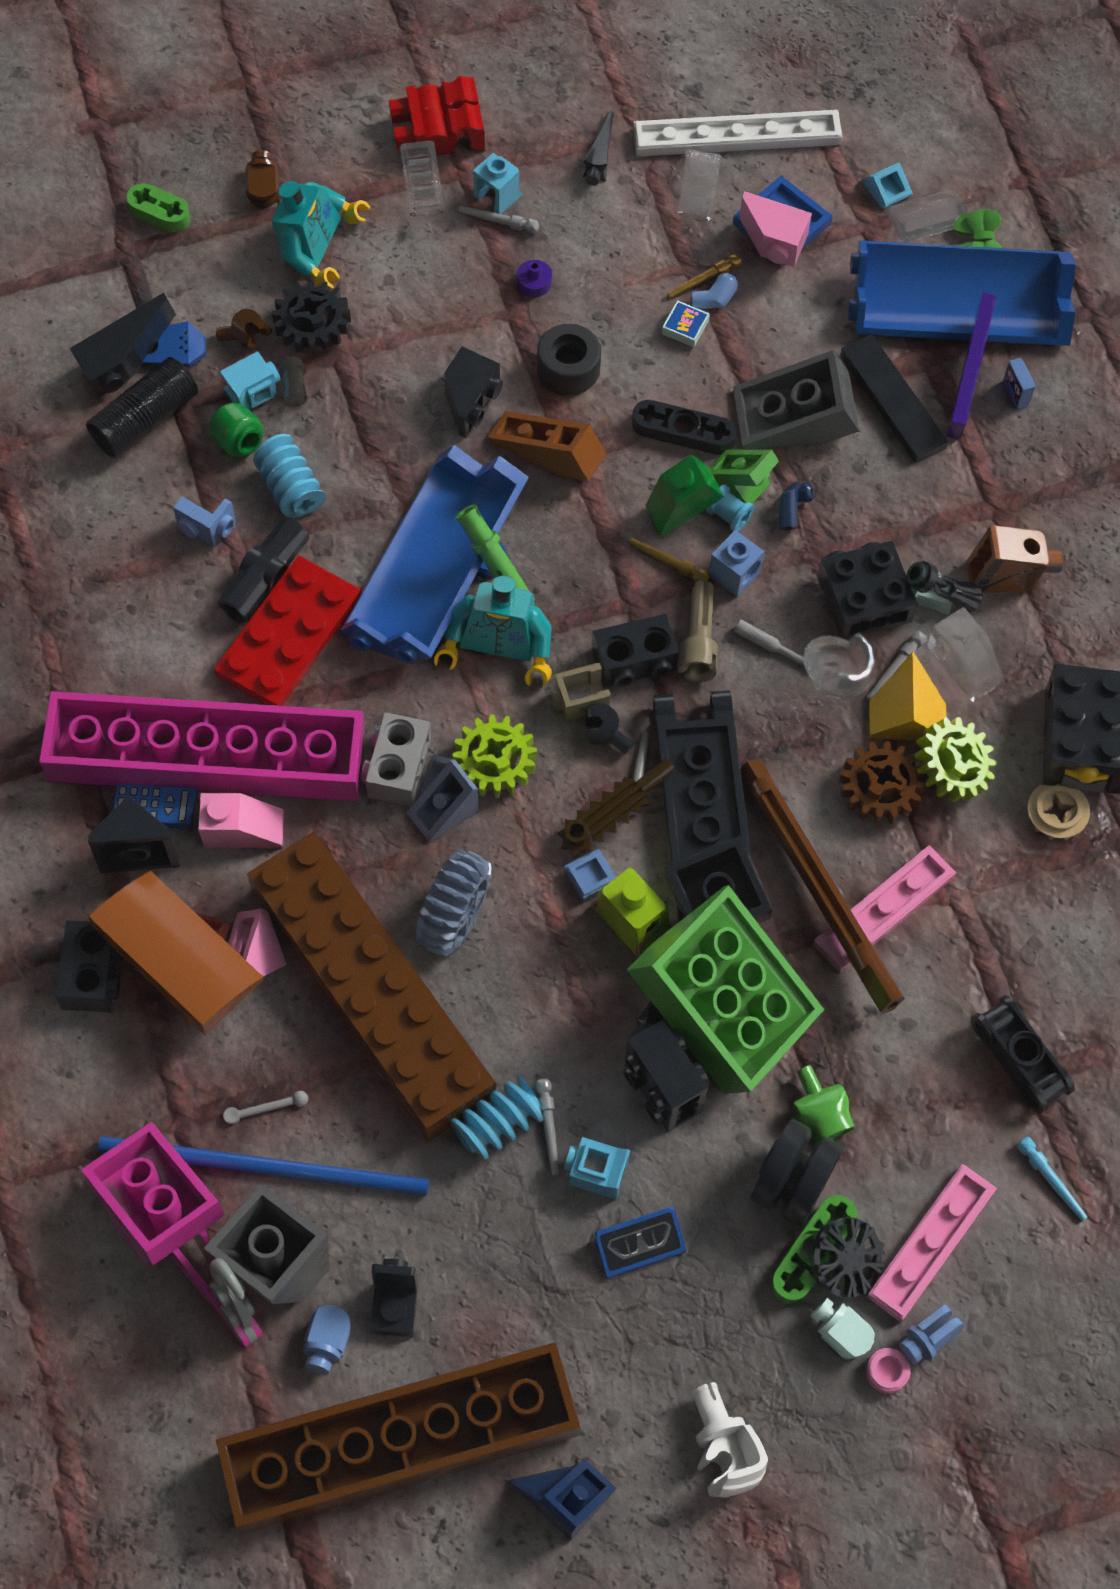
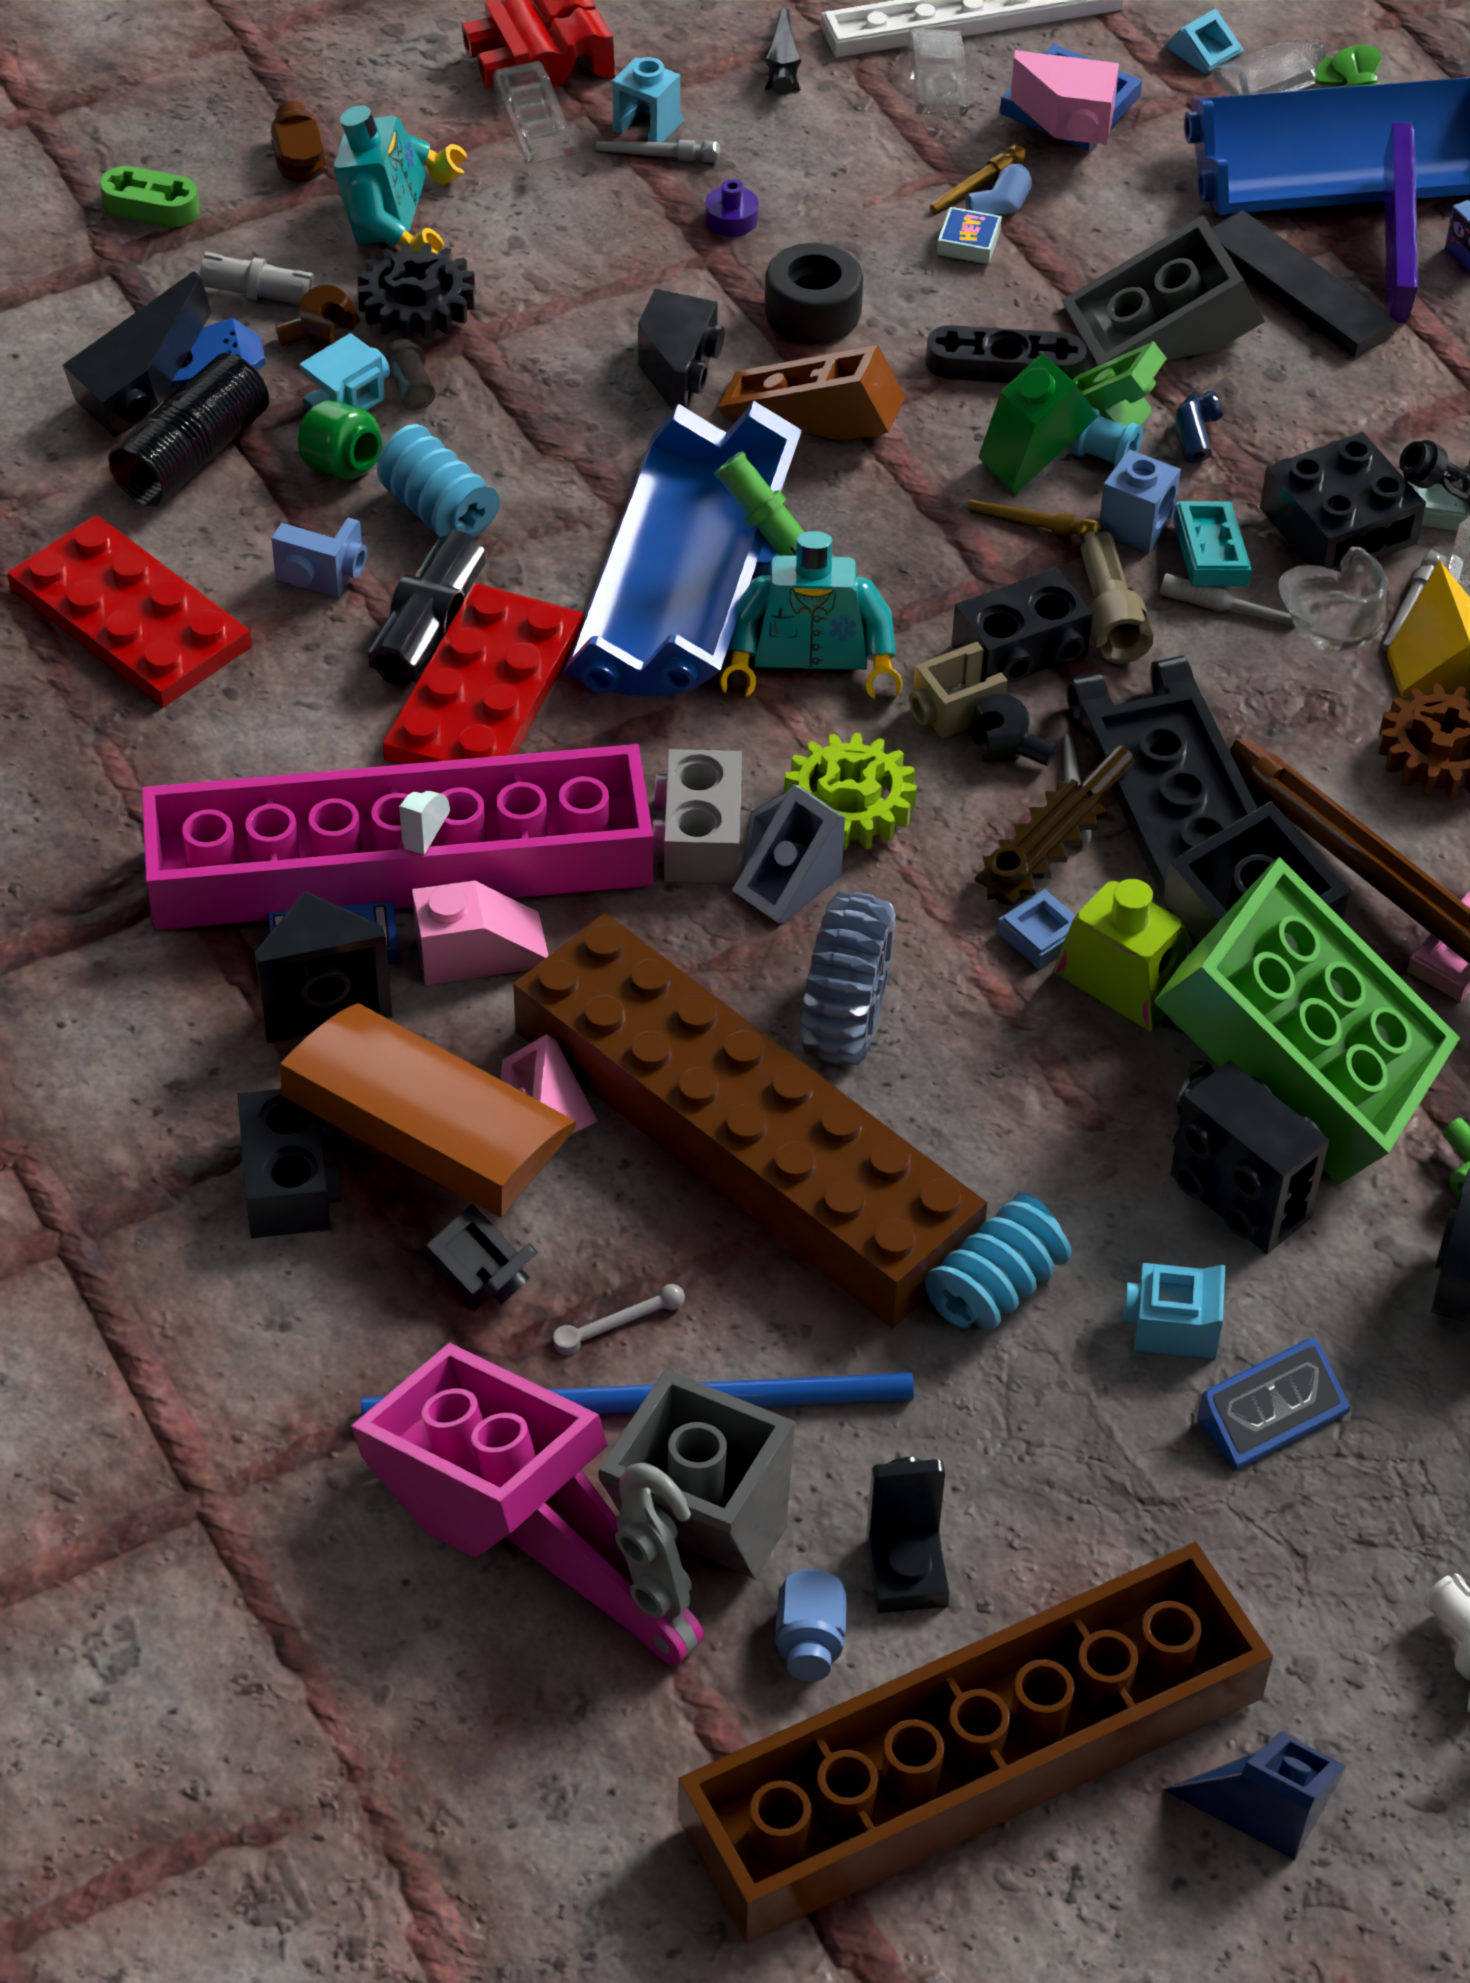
camera: 10 degrees left, 15 degrees down
(80, 537) = (130, 610): none -> red plate
(188, 1056) = (478, 1259): none -> black bracket
(211, 289) = (255, 278): none -> light grey pin
(212, 751) = (421, 819): none -> light aqua tile
(544, 1088) = (1082, 1277): light grey piece -> none
(776, 602) = (1211, 543): none -> teal plate

